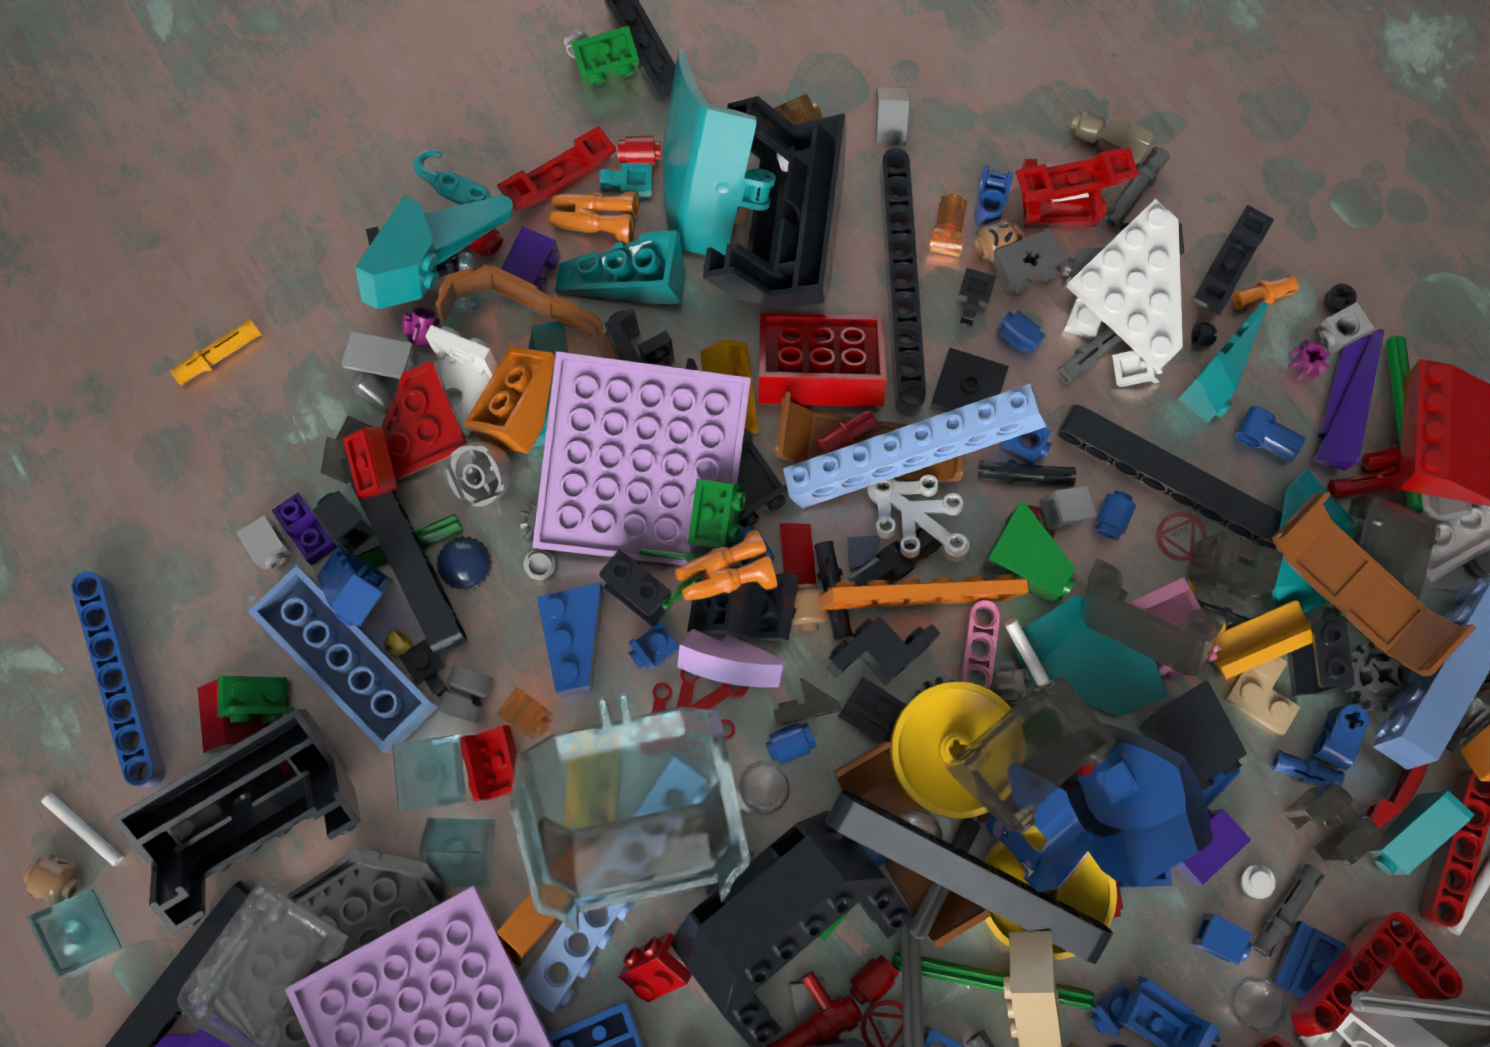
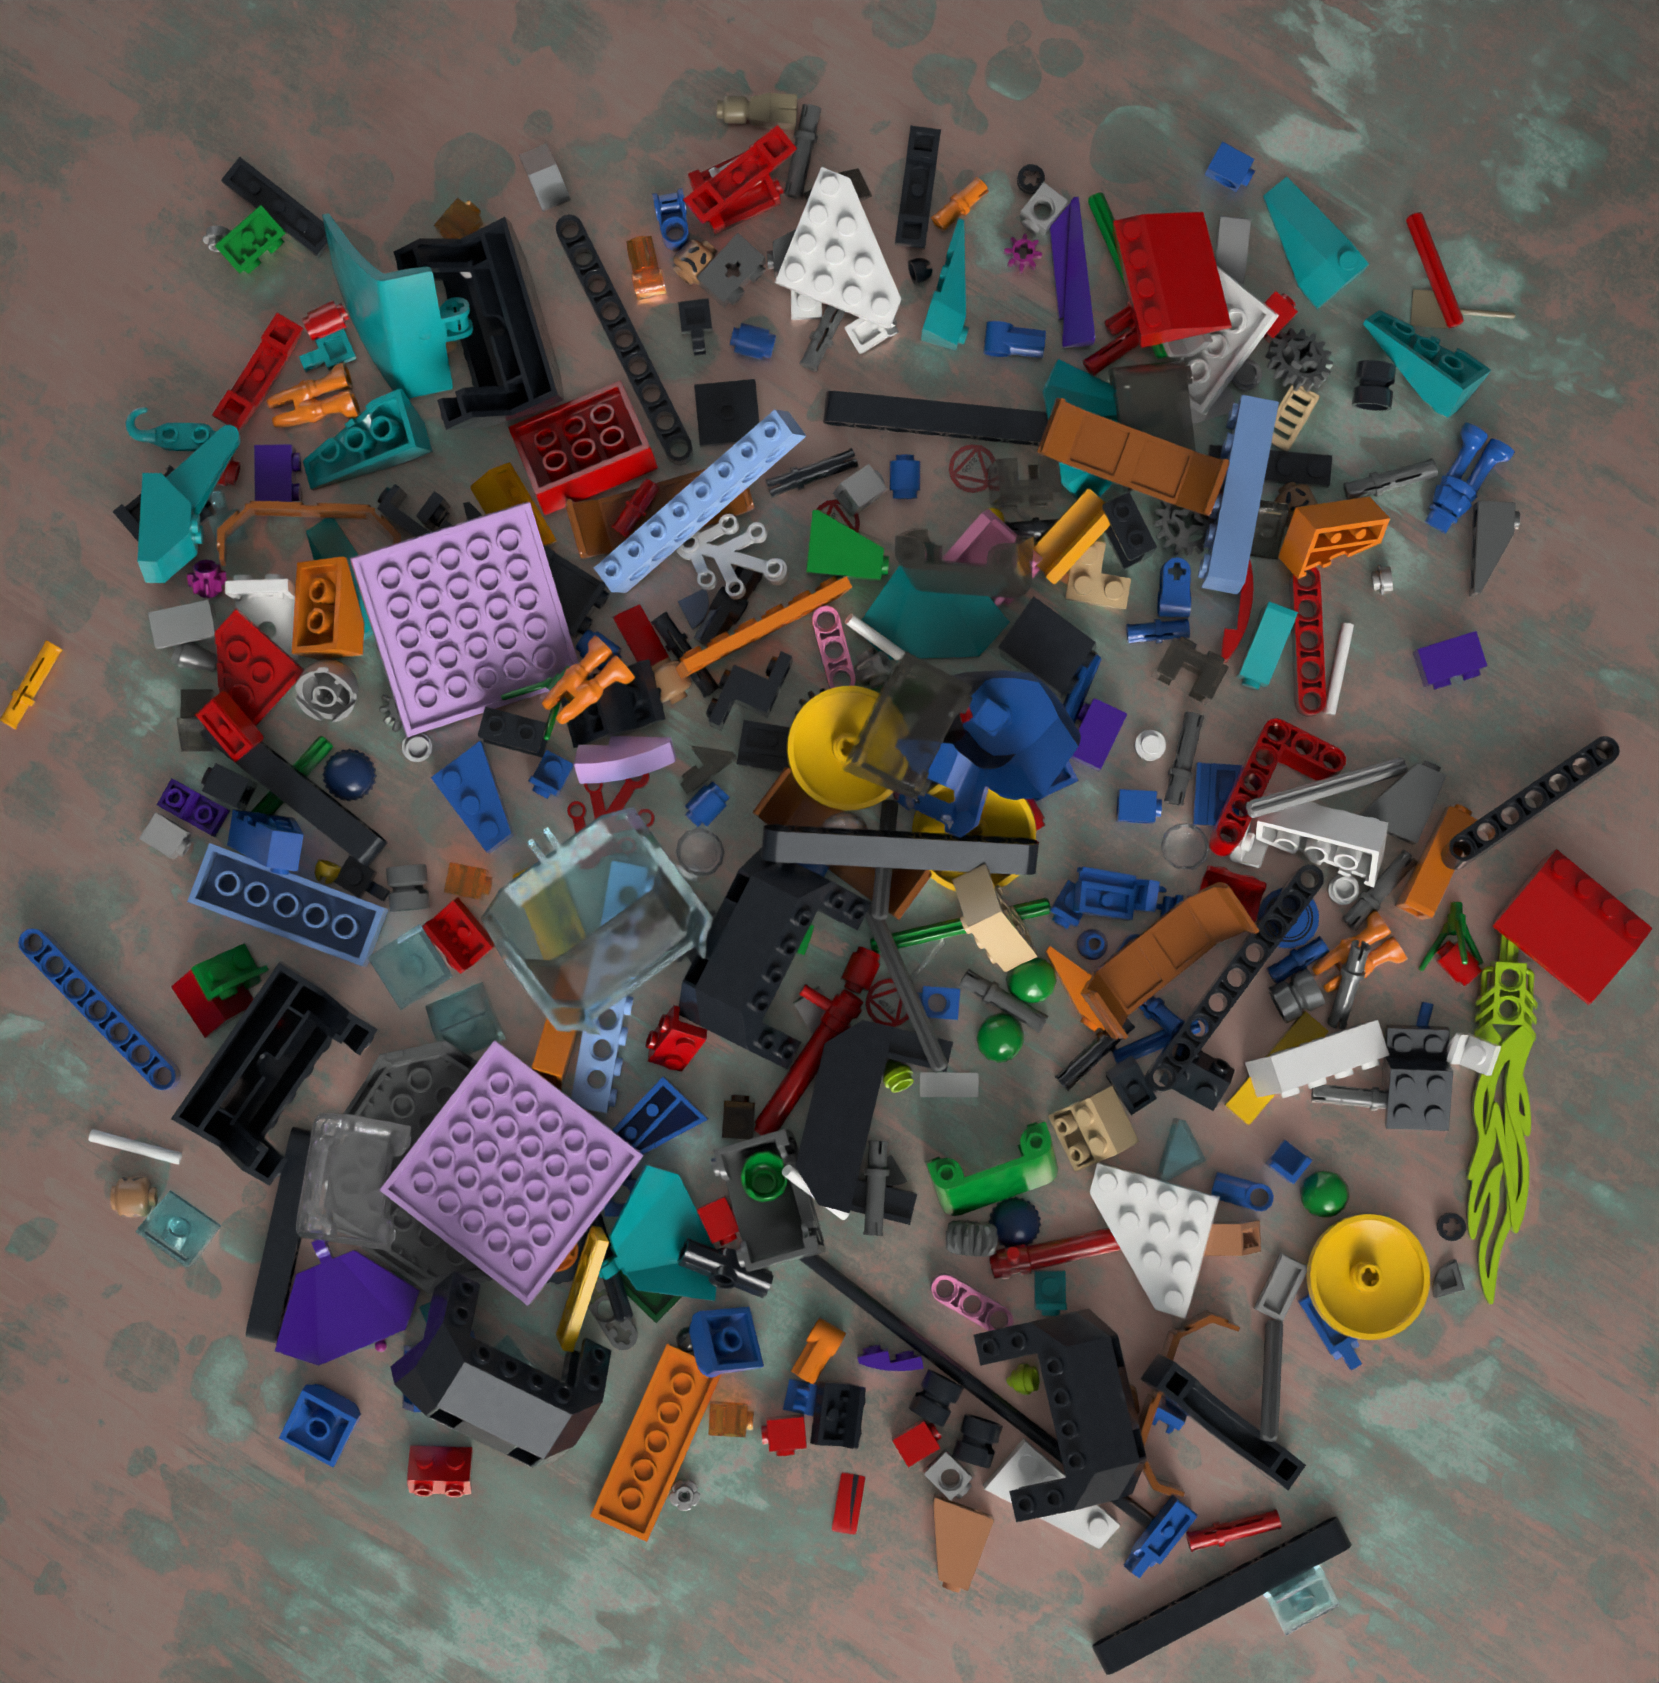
camera: 25 degrees left, 10 degrees up
(716, 514) = (554, 636): green bracket -> none
(1028, 454) = (814, 447): blue brick -> none

